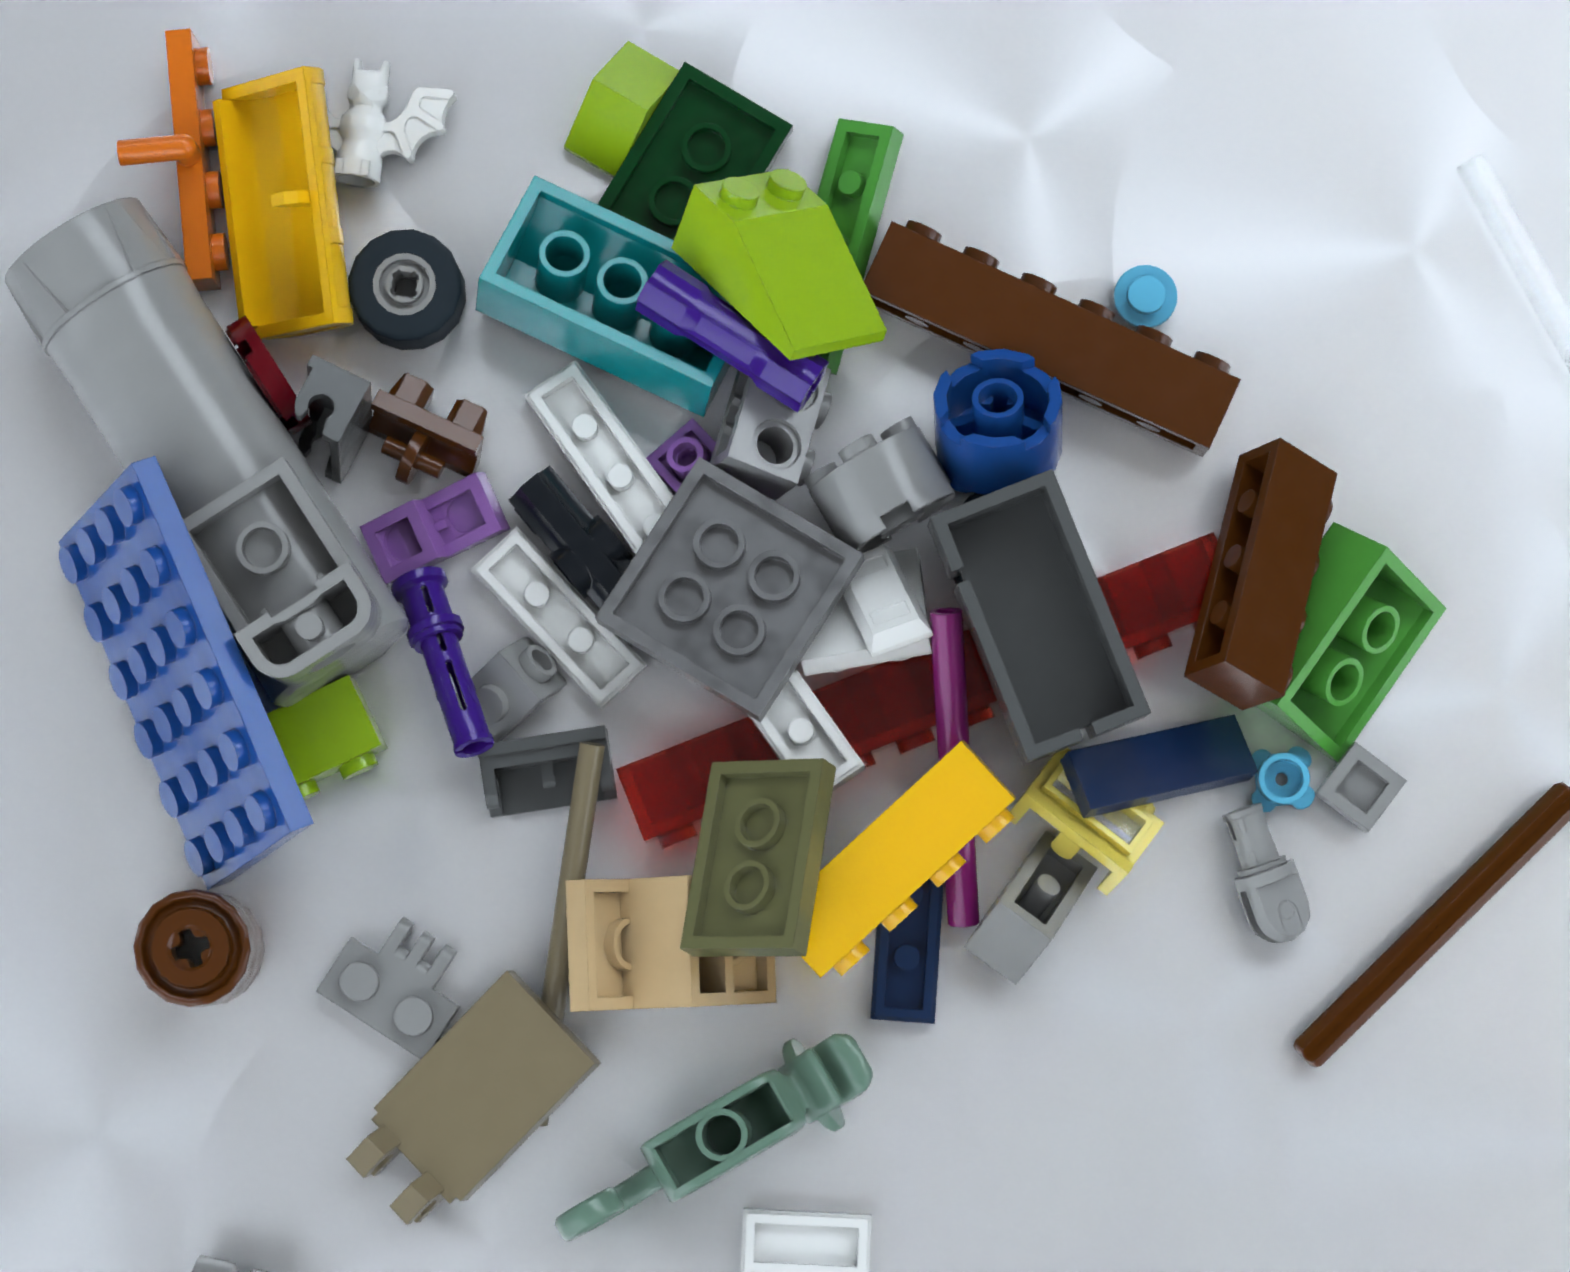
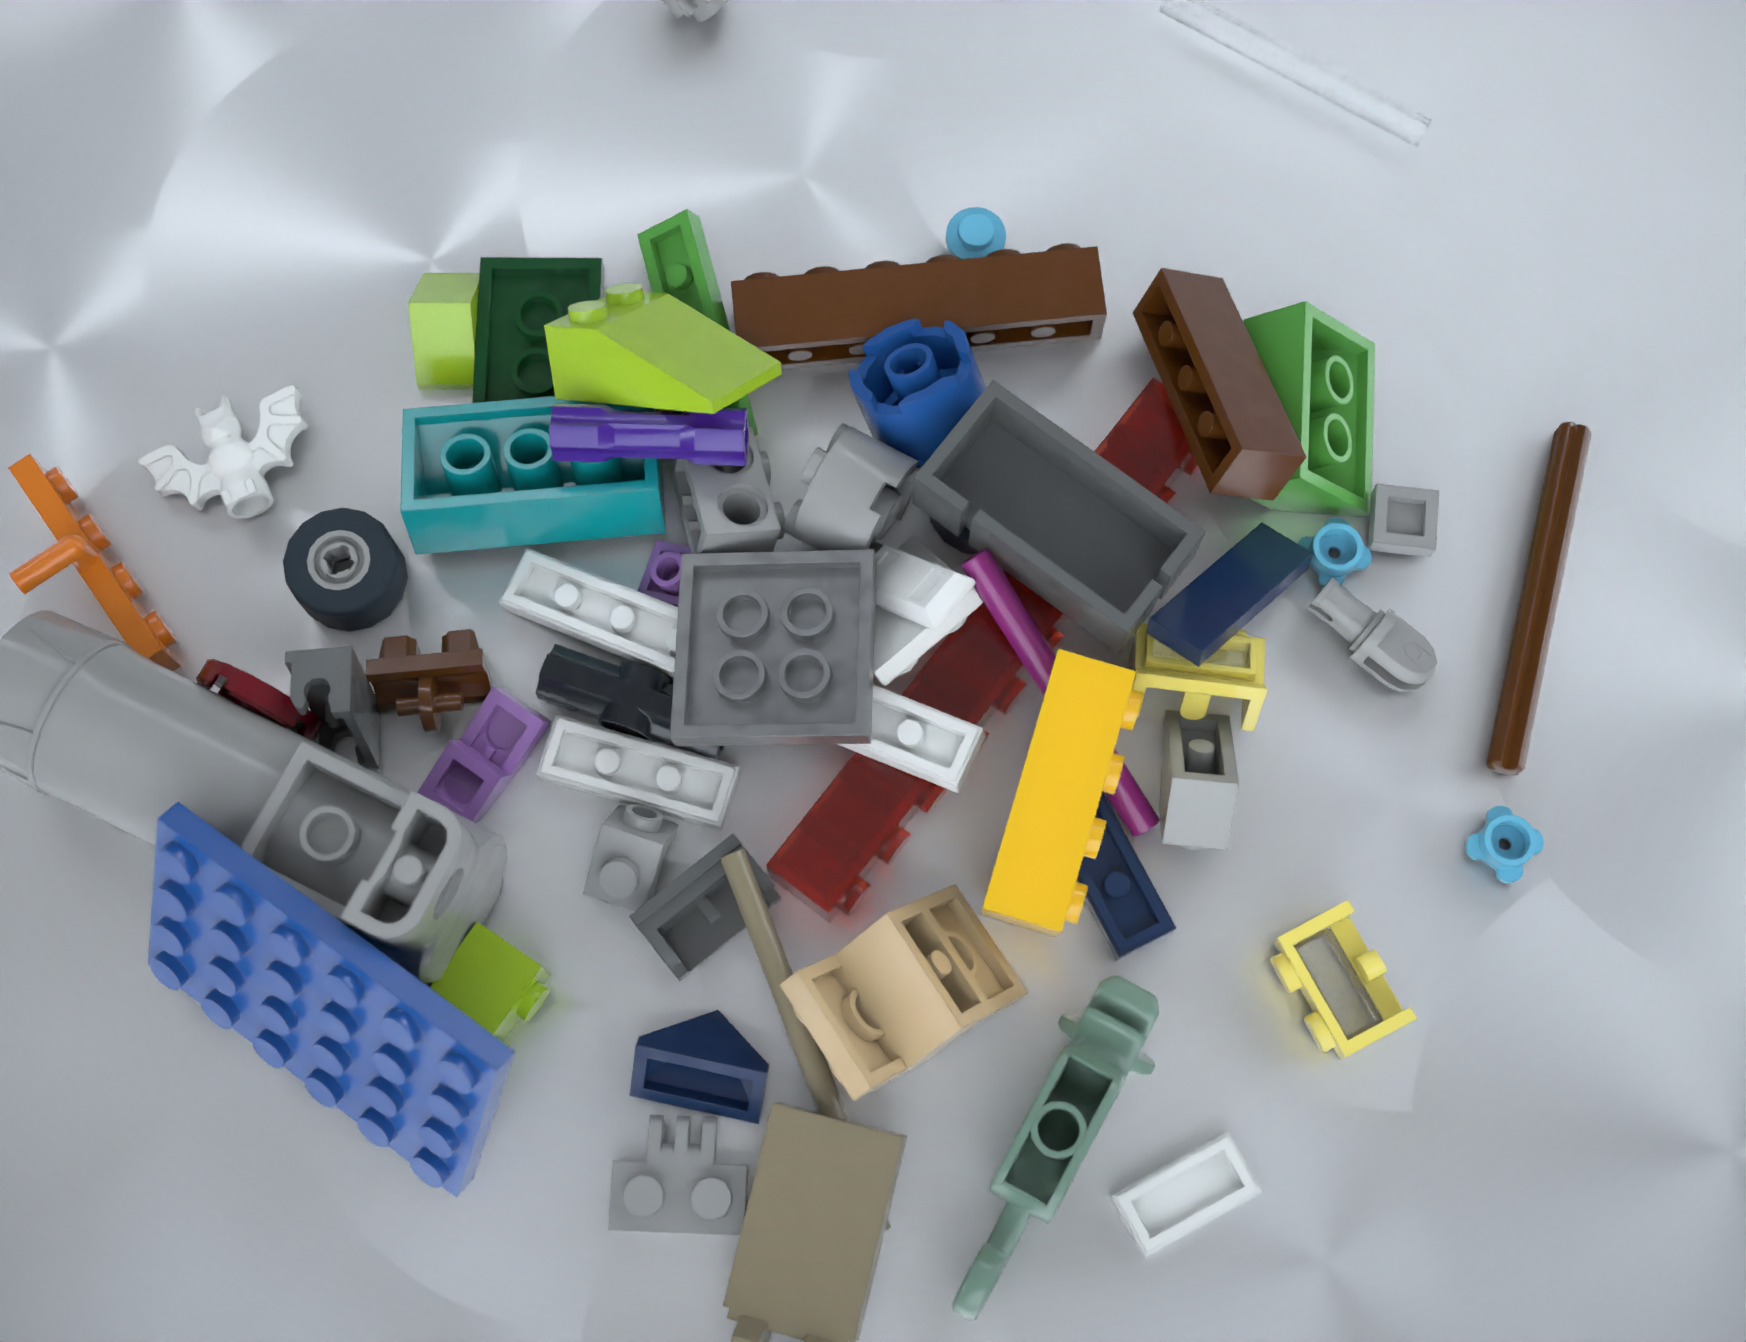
camera: 30 degrees left, 10 degrees down
(227, 965) = (511, 1247): reddish brown piece -> none
(283, 205) = (194, 552): yellow container -> none
(437, 636) = (538, 844): dark purple pin -> none
(468, 902) = (701, 1068): none -> dark blue slope
(758, 858) = (943, 859): olive plate -> none
(1042, 1151) = (1339, 982): none -> light yellow window
(1279, 1125) = (1522, 838): none -> medium azure plate

